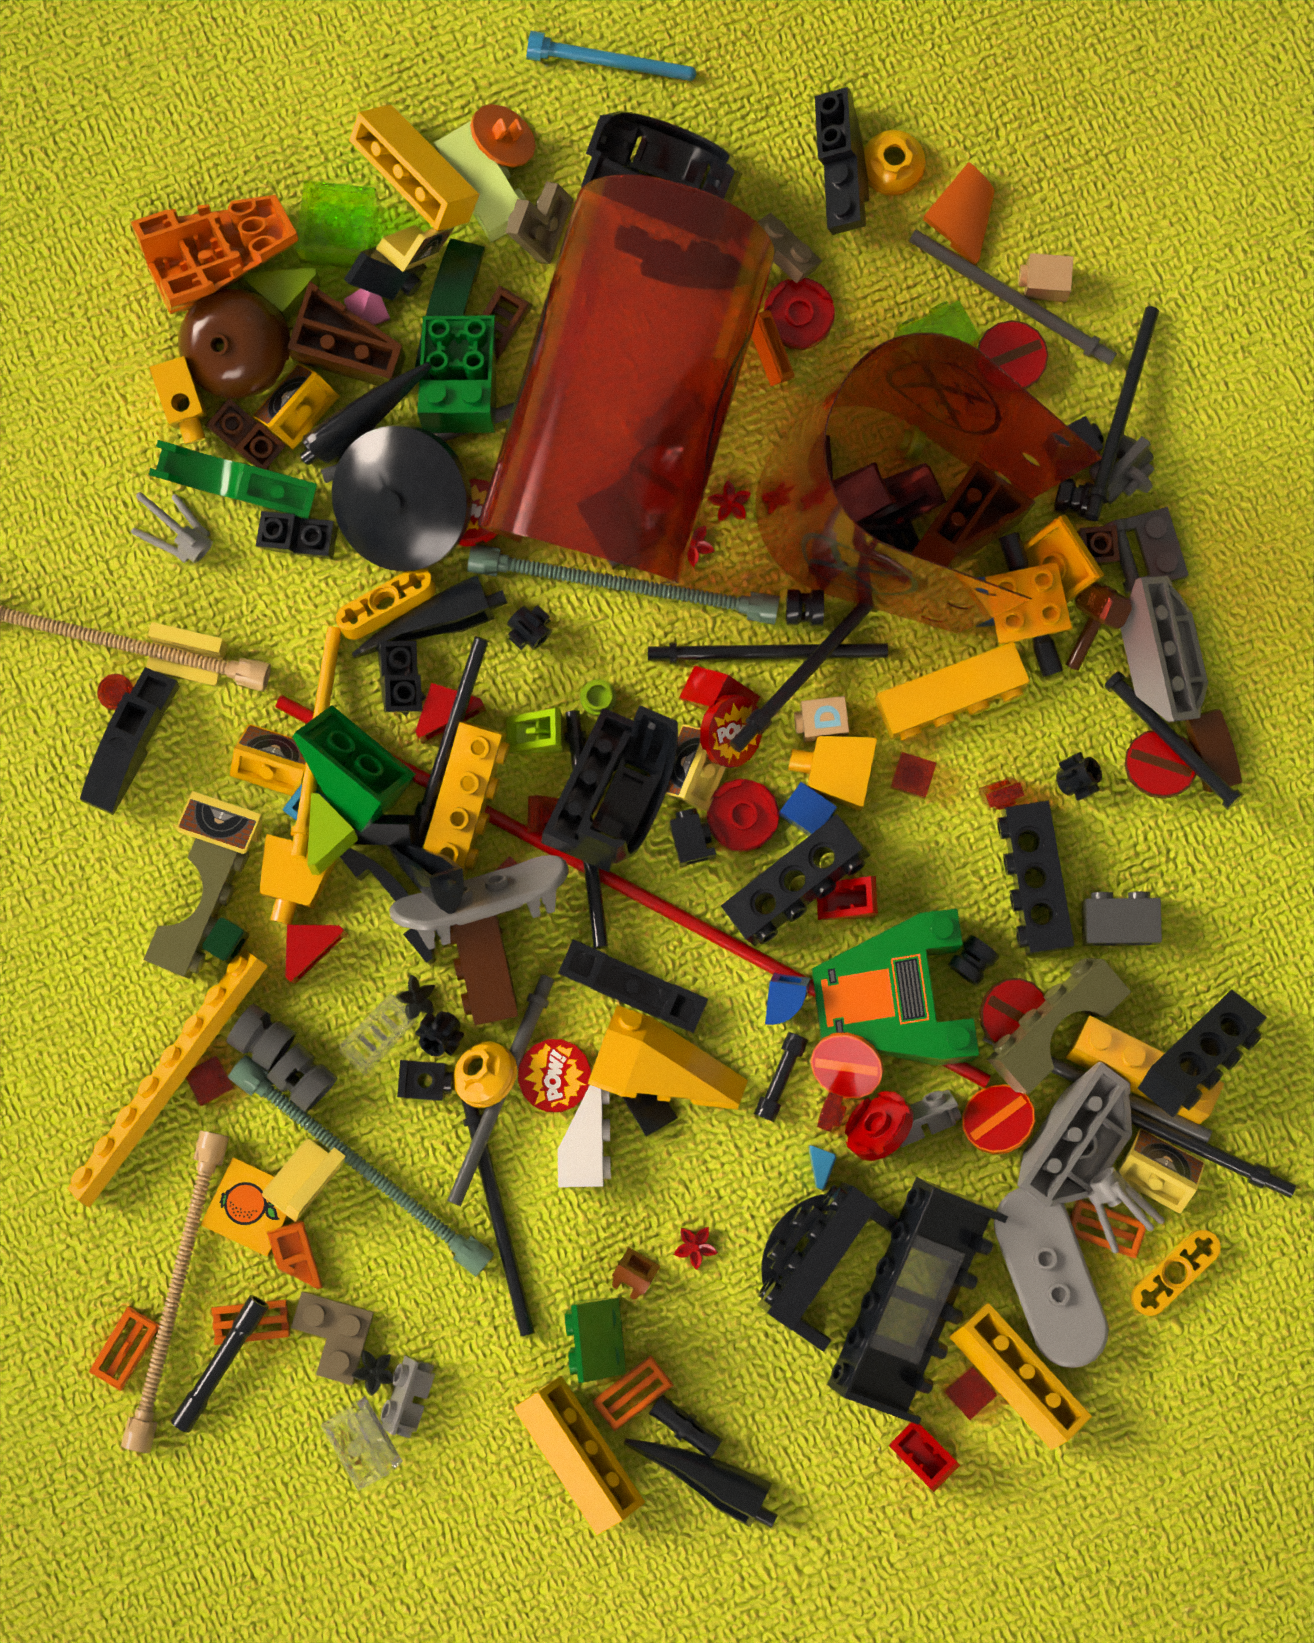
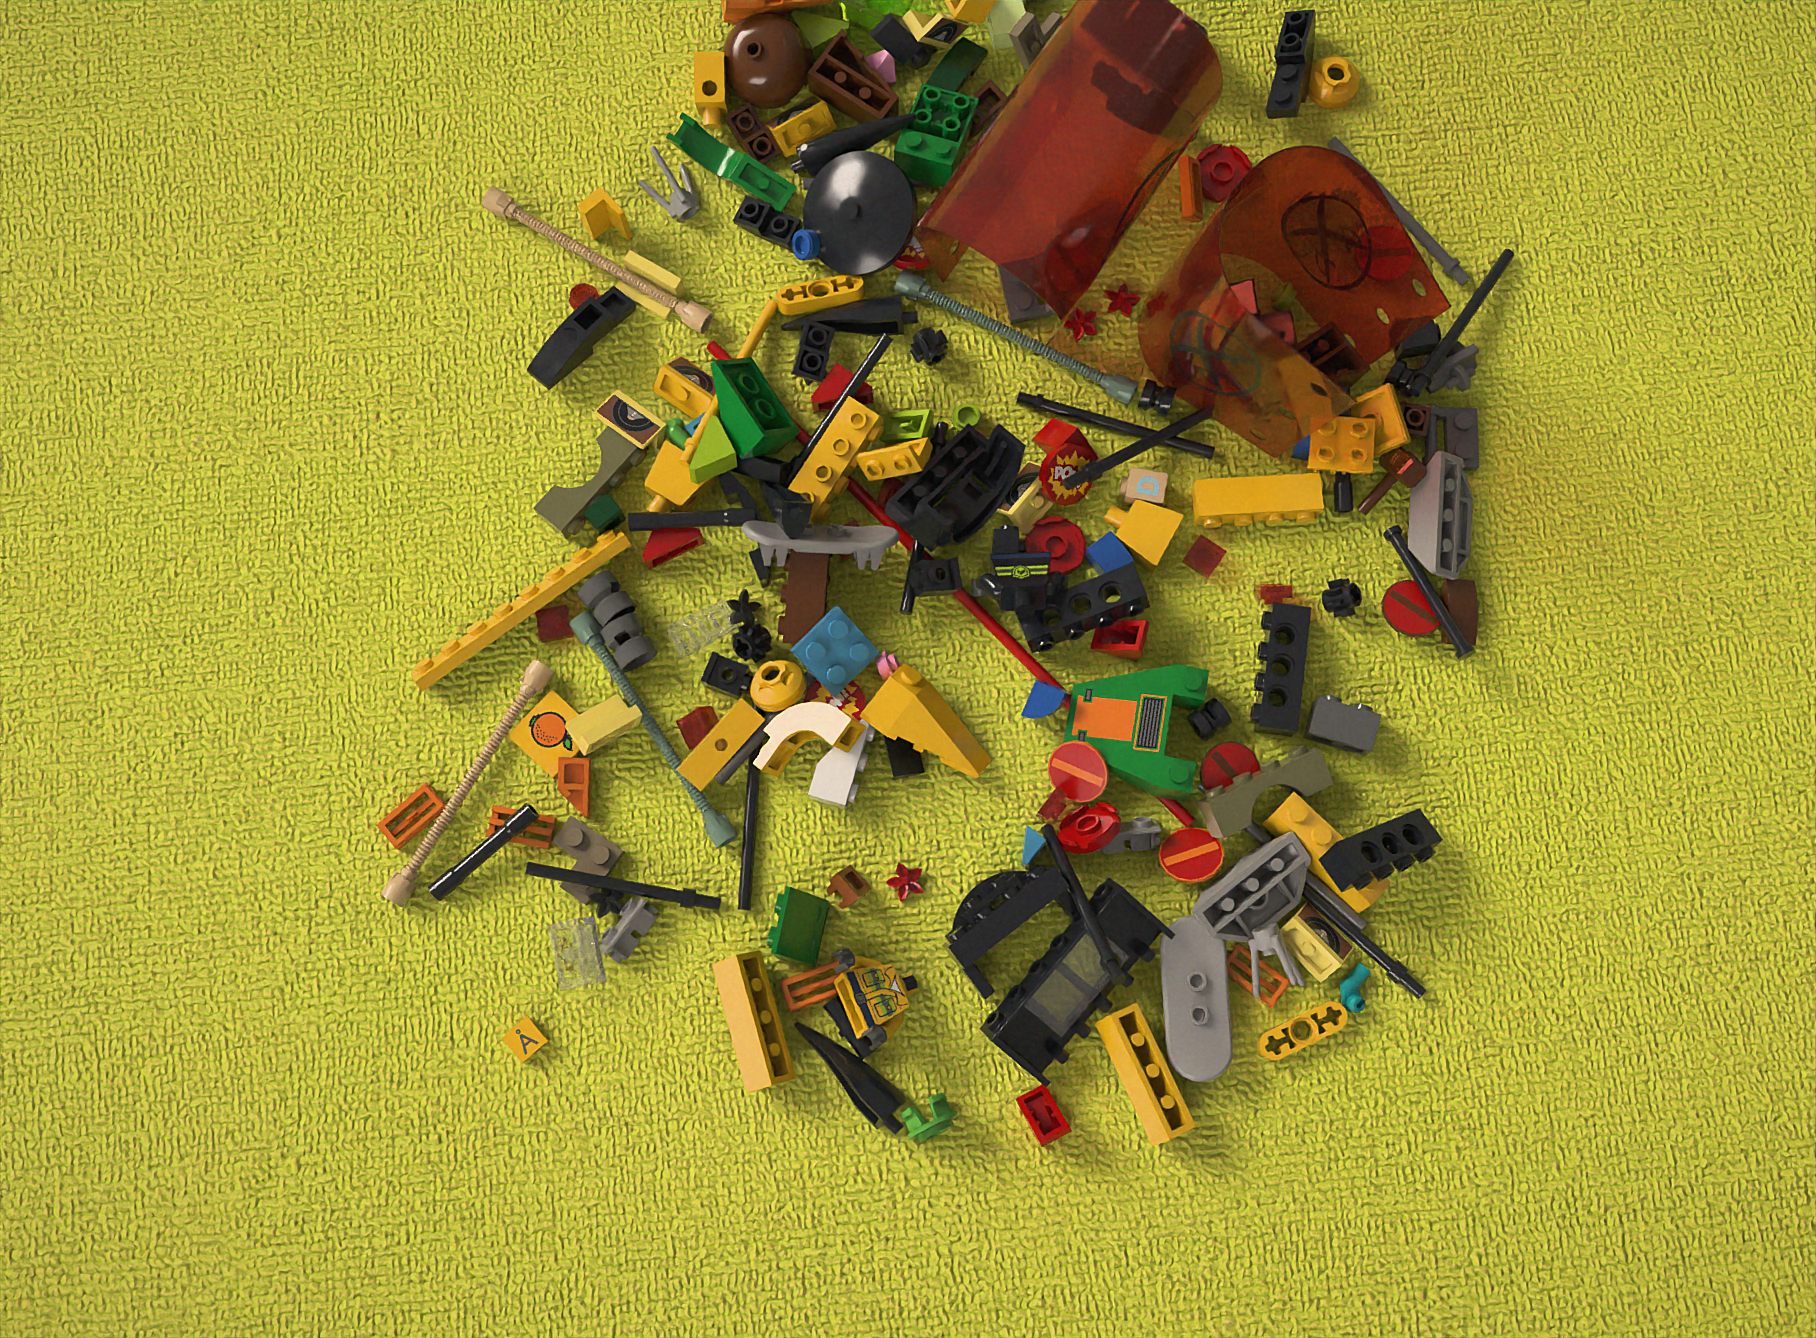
camera: 15 degrees right, 5 degrees down
(101, 589) = (600, 213): none -> yellow panel
(274, 820) = (676, 432): none -> bright green arm
(289, 932) = (654, 520): none -> black piece
(334, 1553) = (525, 1039): none -> yellow tile
(349, 549) = (806, 244): none -> blue tile
(412, 1146) = (697, 725): none -> clear red slope
(433, 1183) = (705, 759): none -> yellow tile
(460, 1342) = (686, 898): none -> black bar
(526, 1109) = (801, 724): none -> arch
(535, 776) = (895, 459): none -> yellow bracket
(536, 1016) = (835, 651): none -> dark azure plate
(598, 1011) = (886, 664): none -> bright pink plate
(621, 897) = (935, 577): none -> black brick
(632, 986) = (920, 653): black slope -> none
(700, 1387) = (872, 995): none -> torso
(719, 875) = (1020, 582): none -> black torso
(790, 252) = (1229, 123): dark tan plate -> none
(793, 1047) = (1003, 784): black bar -> none
(815, 1490) = (942, 1120): none -> bright green piece
(947, 1279) = (1109, 960): none -> black bar
(963, 212) = (1378, 133): orange slope -> none
(970, 1392) = (1097, 1076): clear red plate -> none
(1046, 277) = (1431, 201): tan brick -> none
(1214, 1209) = (1350, 989): none -> teal arm

